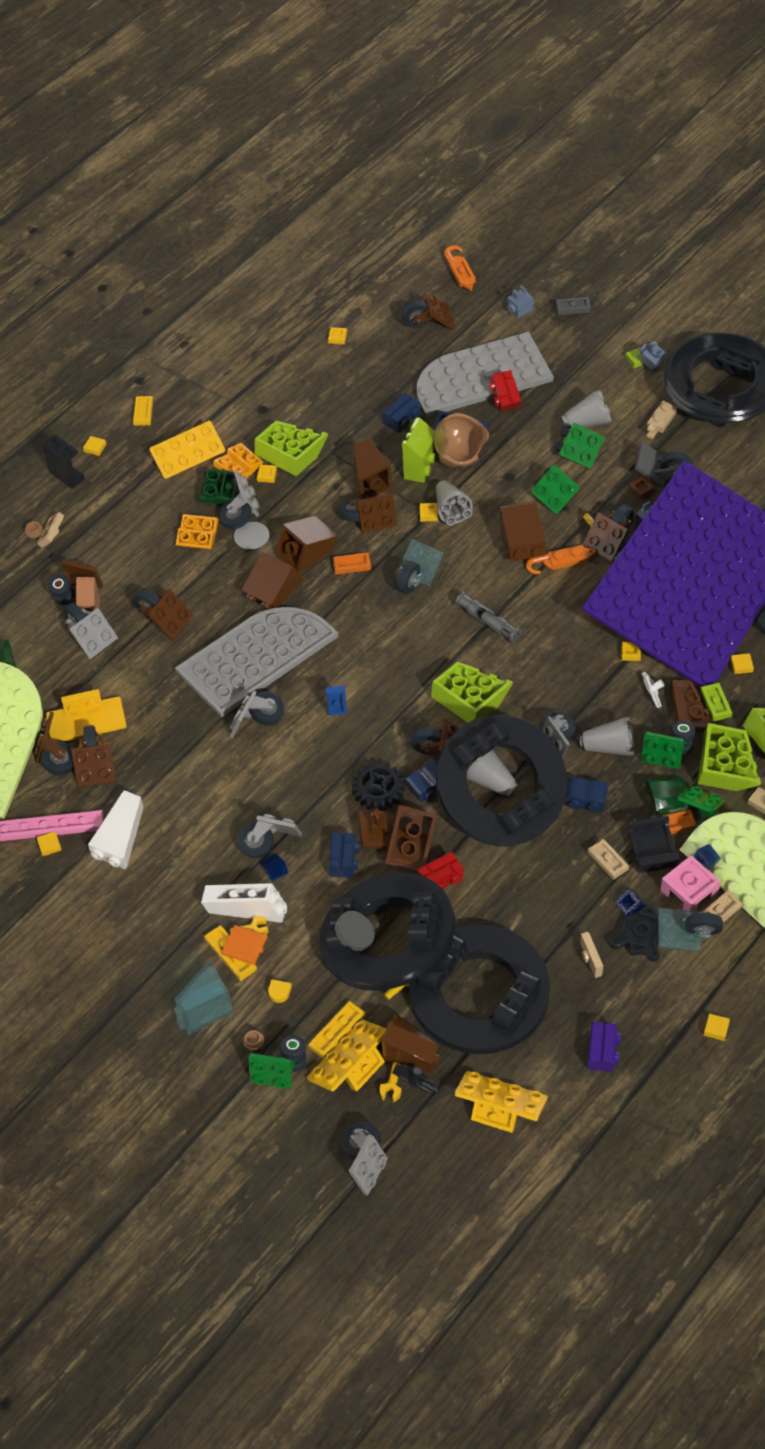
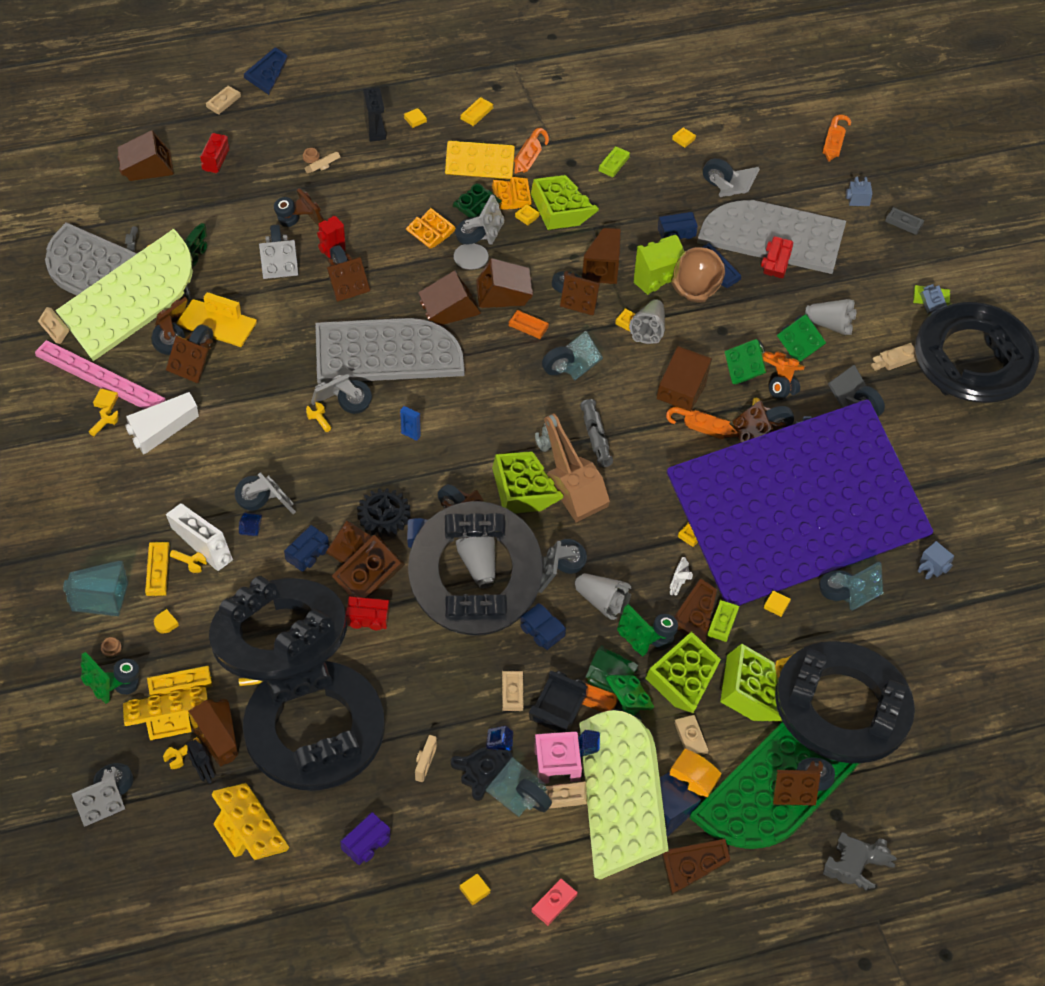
camera: 30 degrees right, 0 degrees up
(65, 860) = (113, 419): none -> yellow bar
(87, 593) = (299, 228): nougat slope -> none
(123, 586) = (331, 234): none -> red brick
(222, 418) = (529, 151): none -> orange plate
(244, 945) = (170, 569): orange piece -> none
(246, 742) = (318, 415): none -> yellow bar
(300, 388) = (614, 161): none -> lime plate
(354, 930) = (246, 609): dark grey tile -> none
(410, 350) = (730, 182): none -> light grey plate
(421, 311) = (775, 155): plate -> none
(505, 659) = (576, 479): none -> medium nougat slope
(590, 476) = (785, 383): none -> plate
(641, 488) = (824, 404): reddish brown plate -> none

